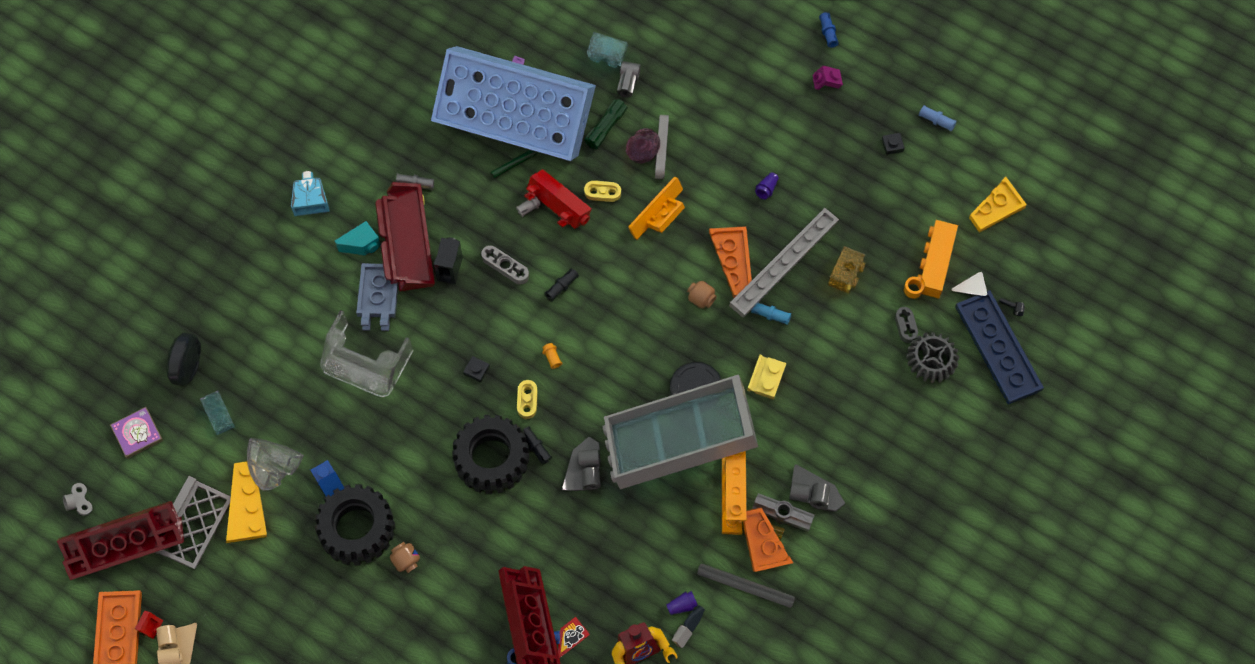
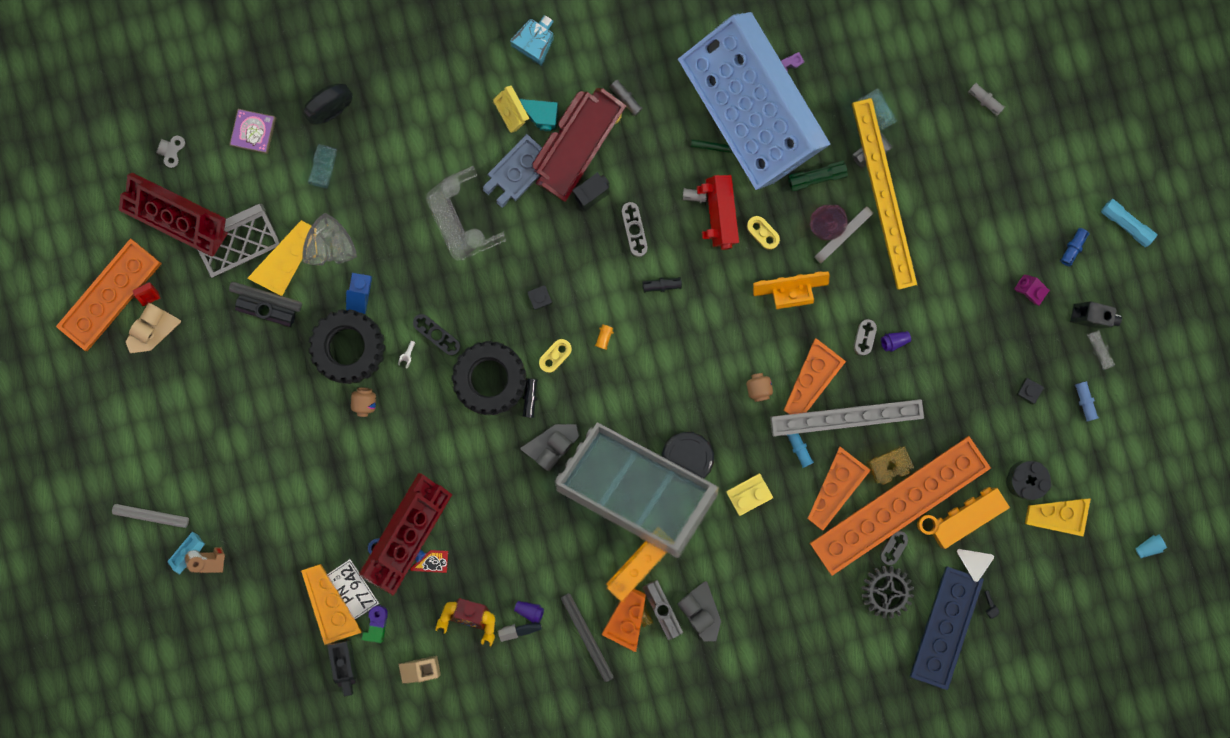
camera: 40 degrees right, 20 degrees up
(250, 560) = (254, 308): none -> black piece
(253, 545) = (265, 296): none -> dark grey axle
(334, 254) = (510, 109): none -> light yellow plate
(409, 497) = (406, 357): none -> white hand
(414, 454) = (422, 330): none -> black beam
(665, 96) = (884, 193): none -> yellow plate
(740, 204) = (869, 338): none -> light grey beam
(824, 314) = (841, 482): none -> orange wing
(881, 294) = (900, 505): none -> orange plate
(885, 58) = (1095, 315): none -> black torso
(912, 78) = (1101, 349): none -> clear pin
(952, 199) = (1019, 474): none -> black brick
(1078, 173) = (1151, 546): none -> medium azure cone

